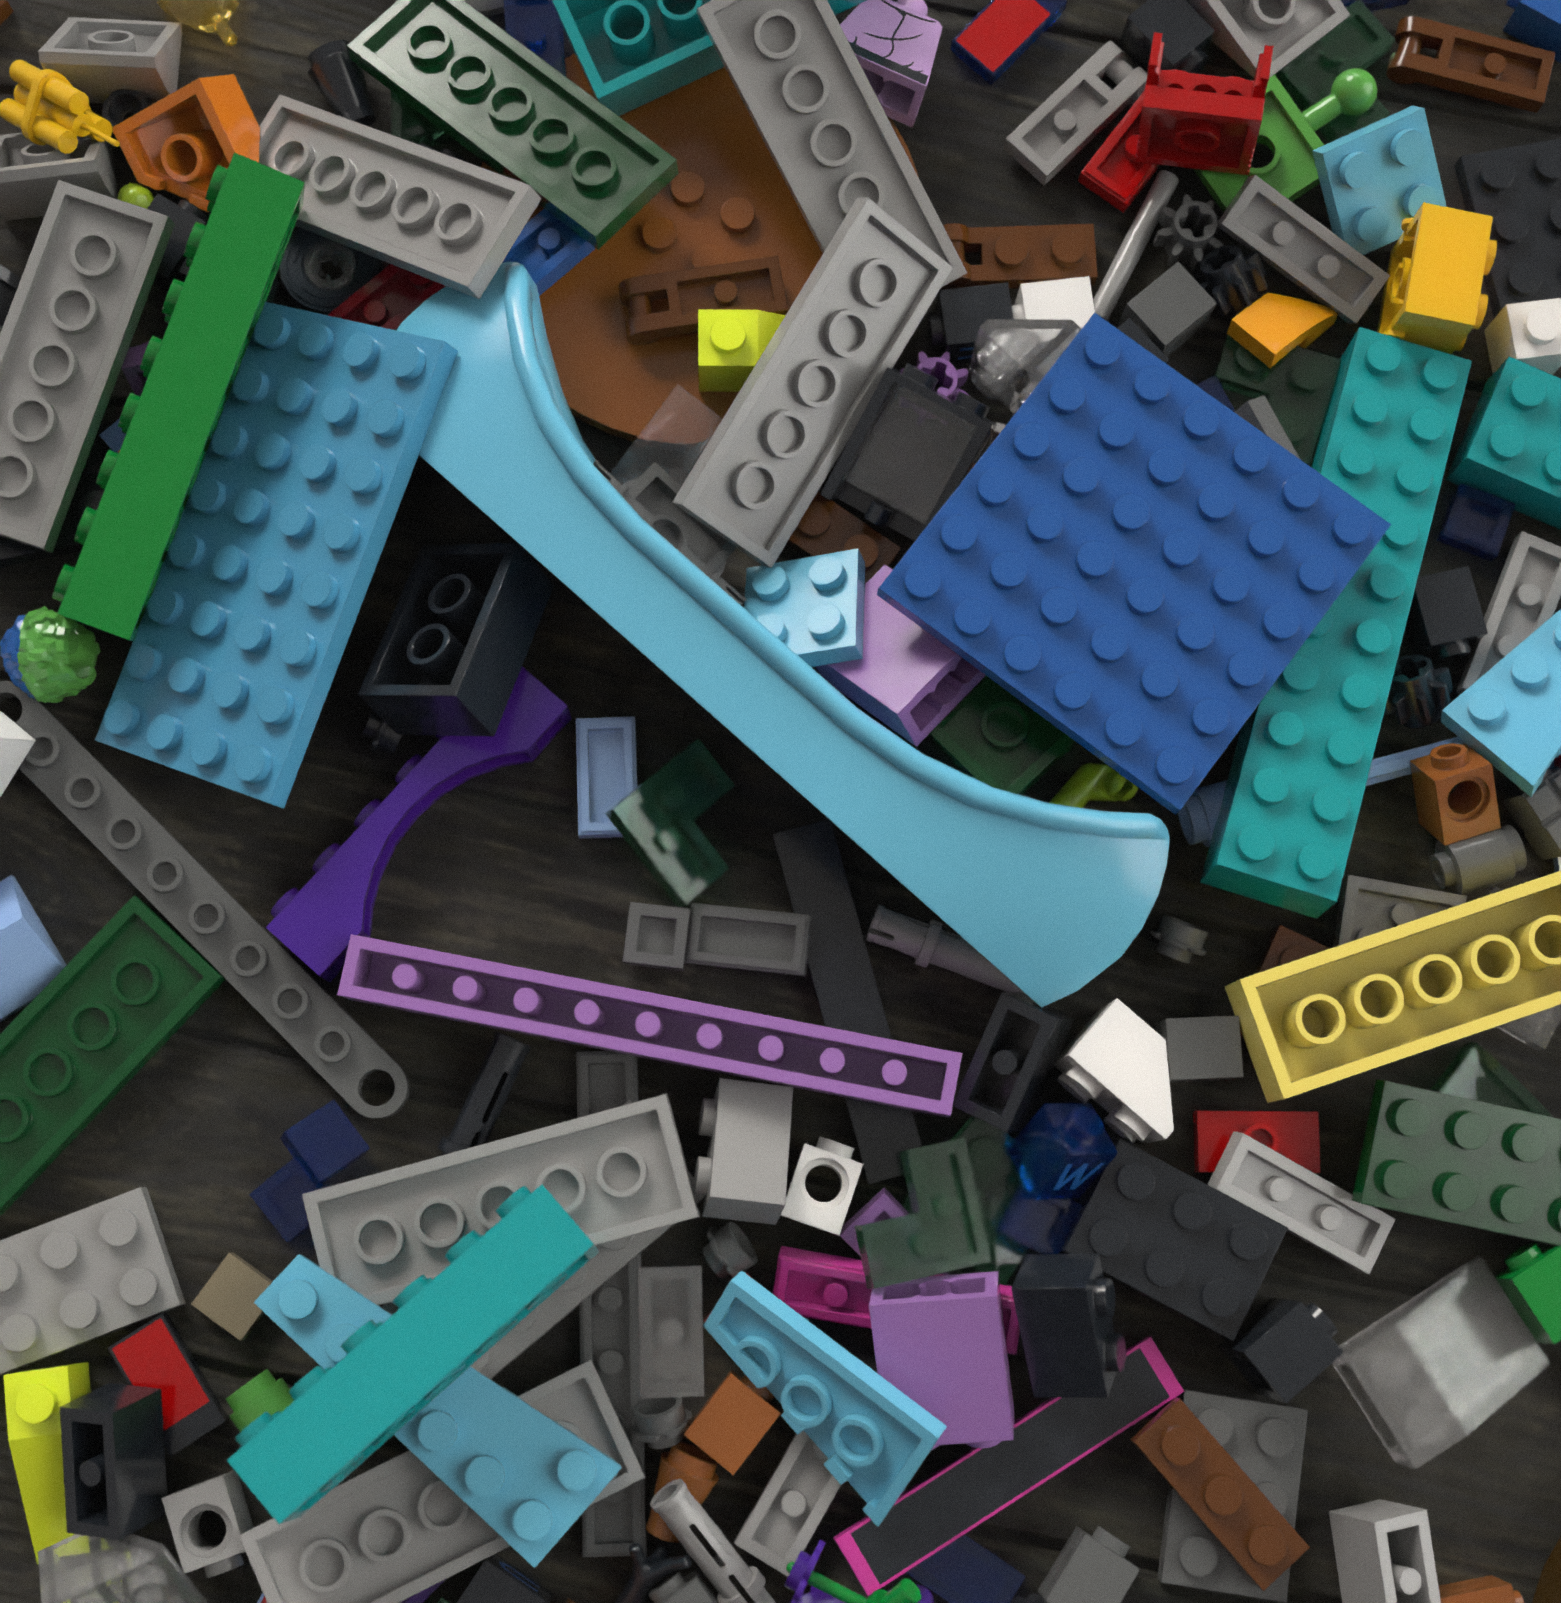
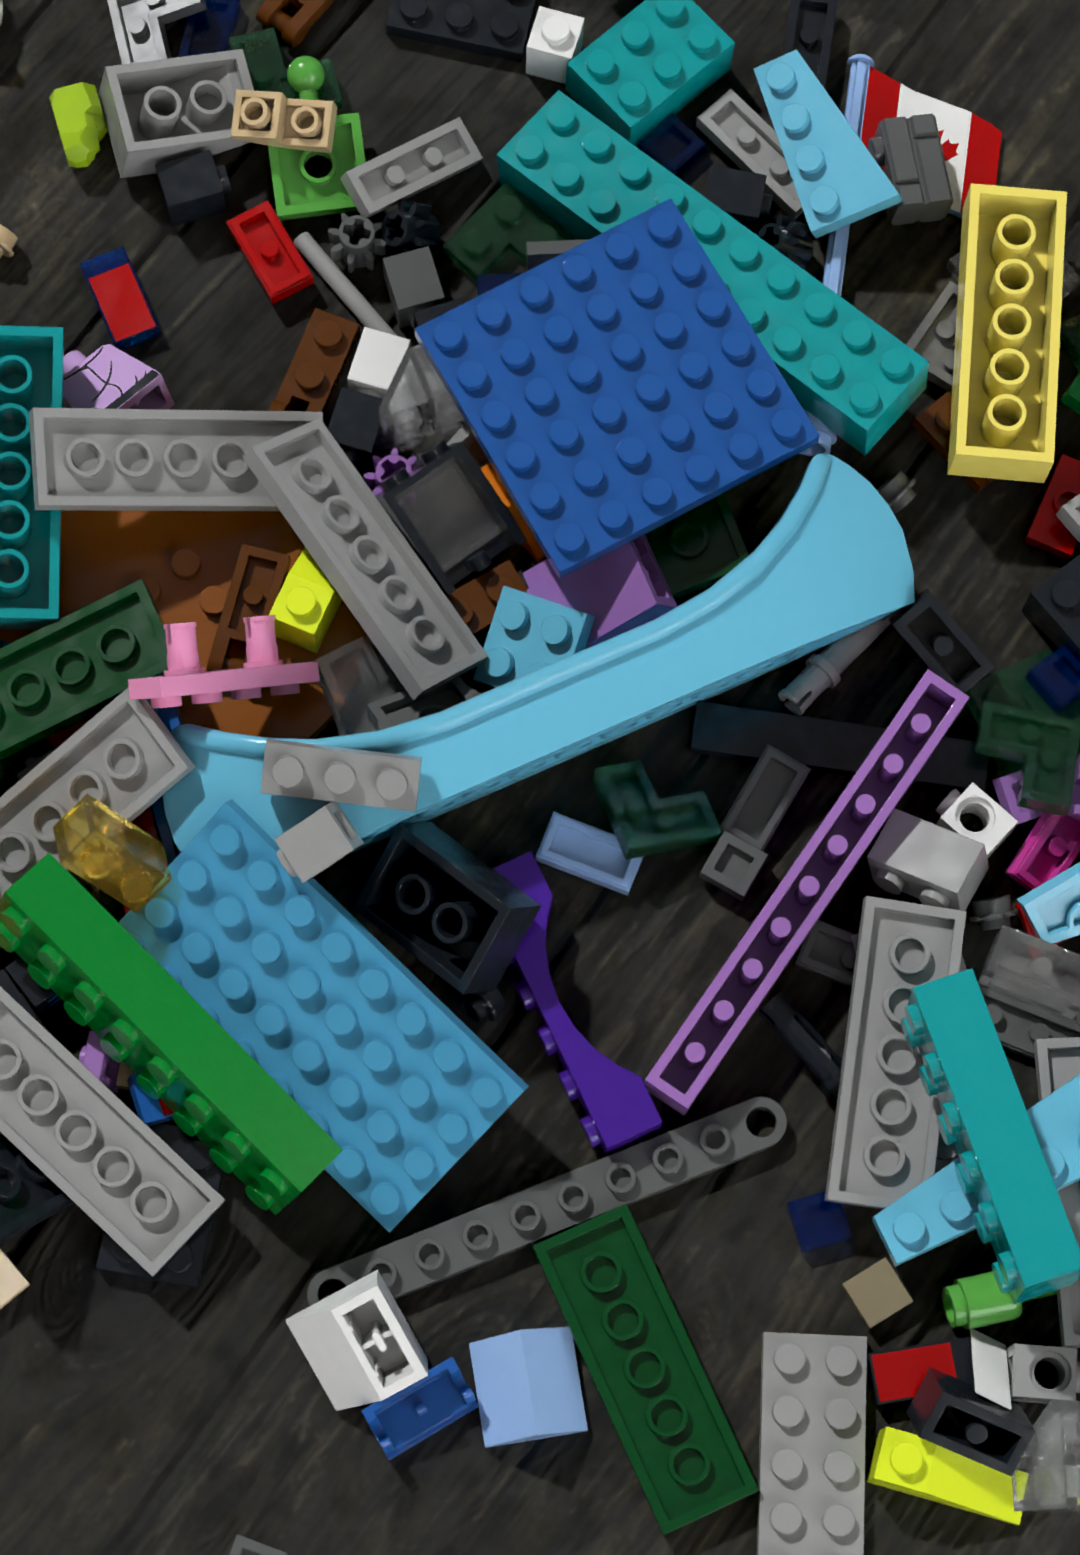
camera: 65 degrees left, 5 degrees down
(49, 655) = (307, 1238): bright green piece -> none
(187, 1460) = (990, 1369): none -> white sticker
(324, 1143) = (788, 1177): clear blue tile -> none
(348, 257) = (111, 853): none -> clear yellow brick
(438, 455) = (317, 842): none -> light grey brick
(521, 444) = (341, 775): none -> light grey plate
(574, 269) = (187, 677): none -> bright pink plate
(1061, 1151) = (1021, 637): clear blue brick -> none
(1075, 113) = (219, 281): light grey plate -> none
(1094, 783) = (751, 501): lime arm -> none
(1123, 1070) = (981, 570): white slope -> none
(1201, 117) = (284, 186): red piece -> none
(1202, 1048) = (983, 516): dark grey brick -> none
(1278, 325) = (462, 212): light orange slope -> none
(1292, 105) = (283, 121): none -> tan slope
(1379, 178) = (384, 88): medium azure plate -> none
(1438, 278) = (485, 86): yellow brick -> none
(1470, 808) = (873, 253): dark orange brick -> none
(1478, 861) = (925, 261): dark grey brick -> none

